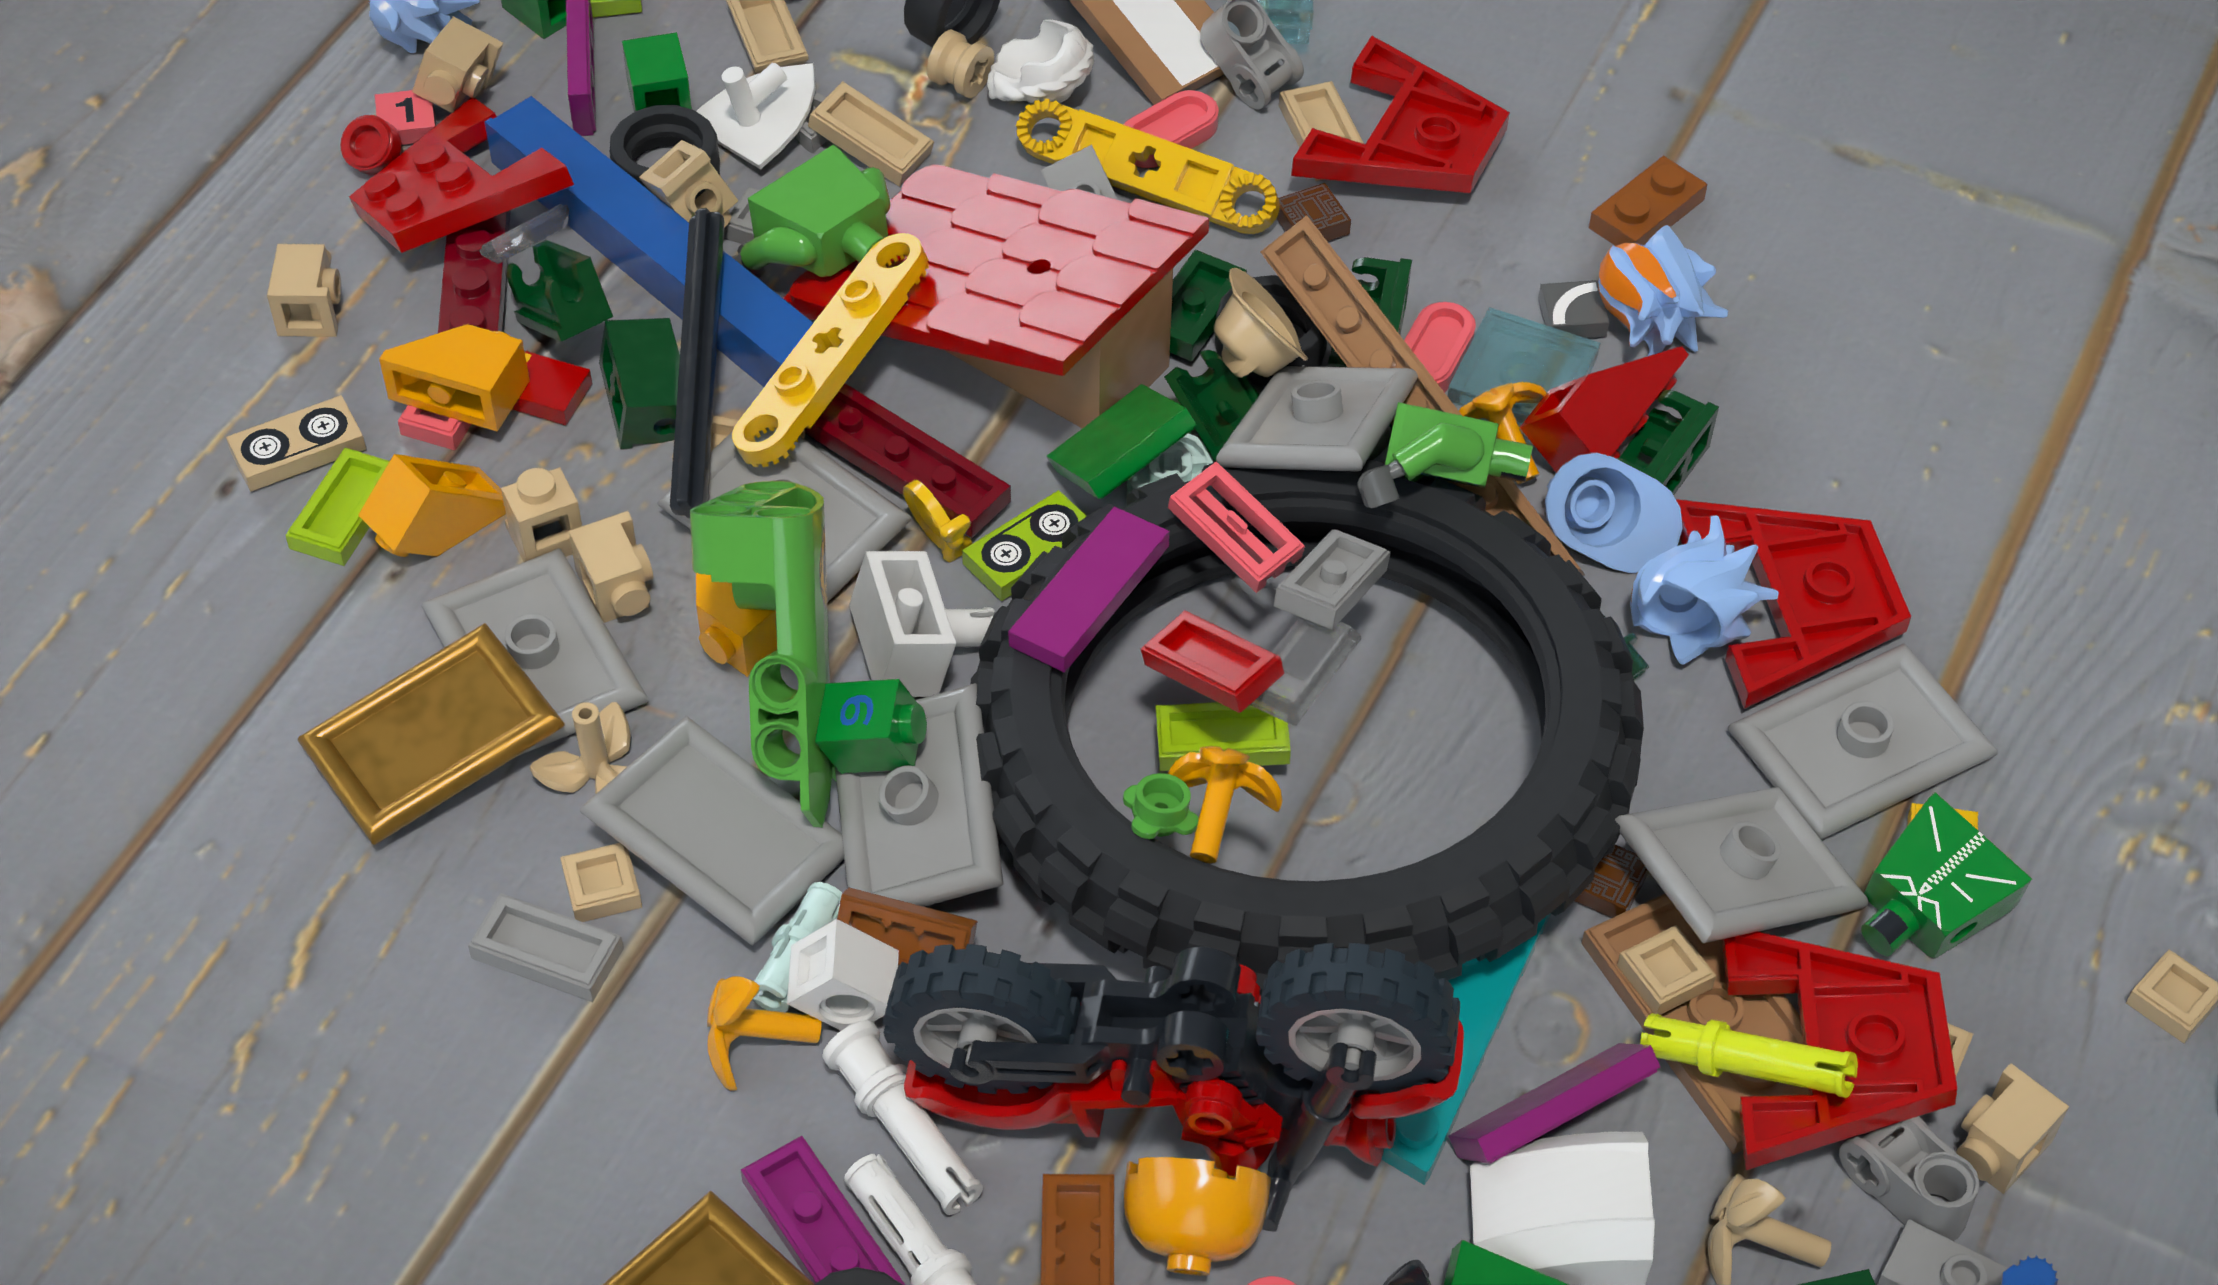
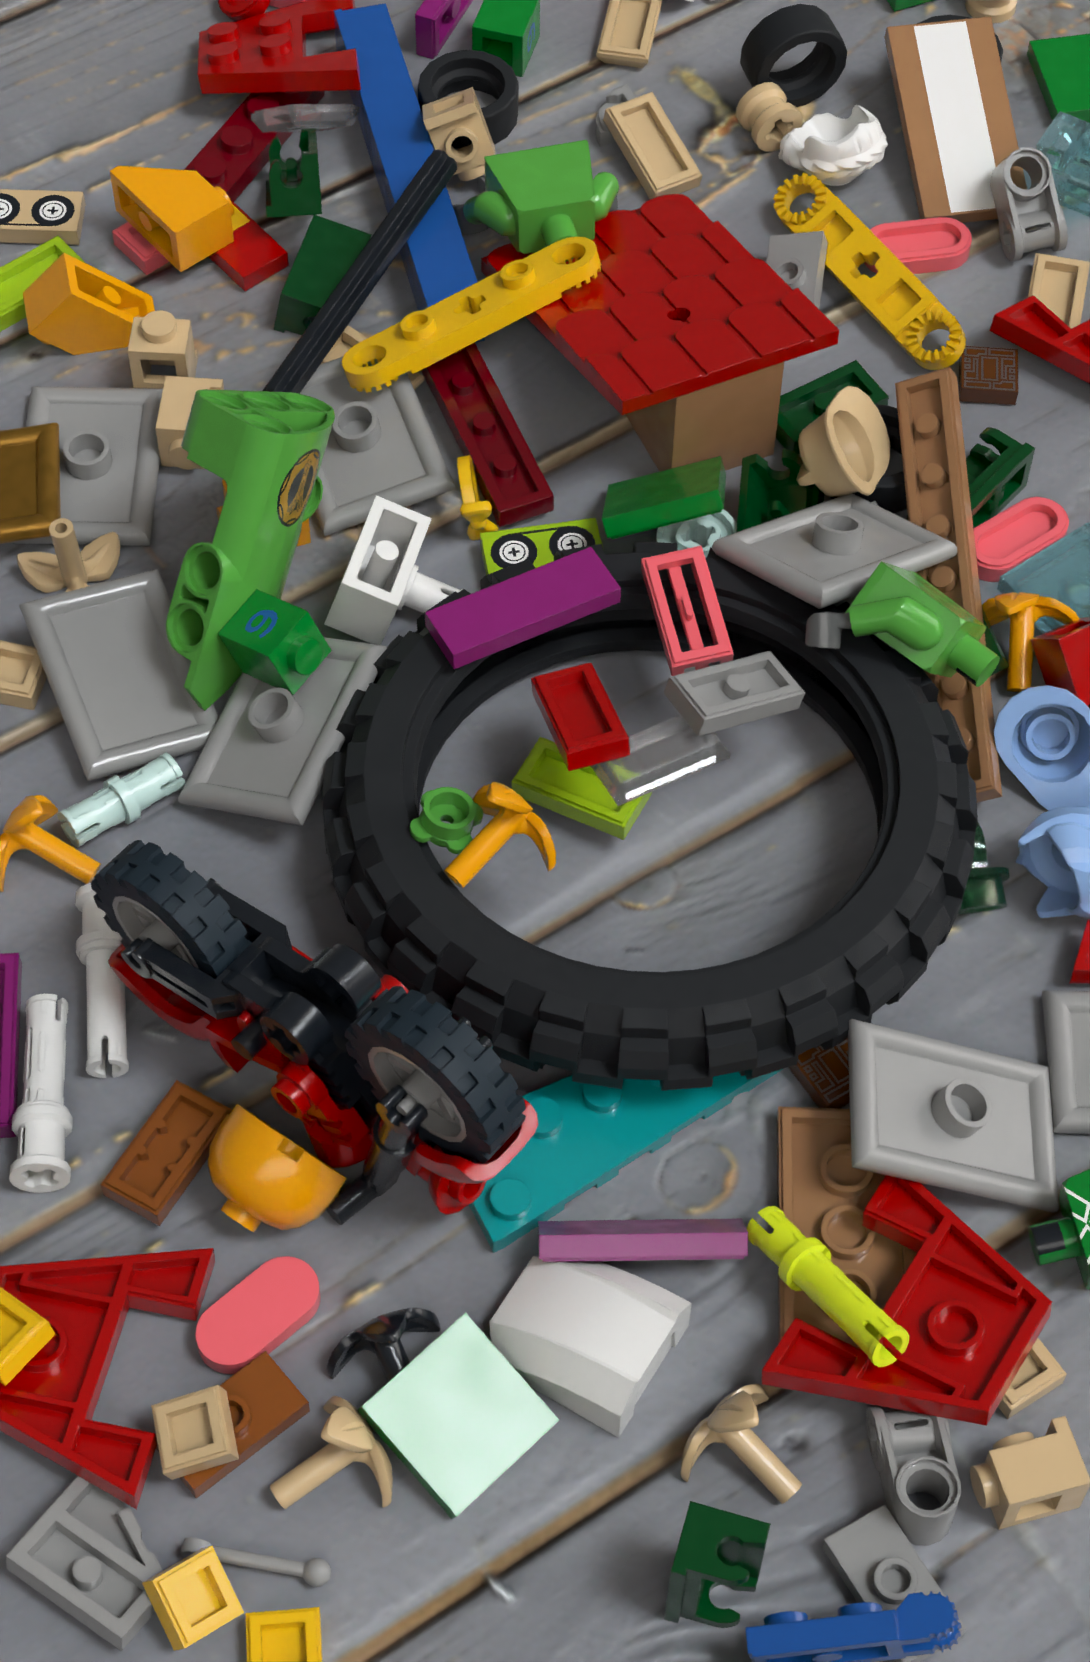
camera: 30 degrees right, 5 degrees up
(304, 291) = (110, 93): tan brick -> none
(761, 112) = (573, 92): white shield -> none
(841, 975) = (118, 822): white brick -> none
(904, 924) = (204, 832): dark orange plate -> none
(1666, 970) = (819, 1176): tan tile -> none

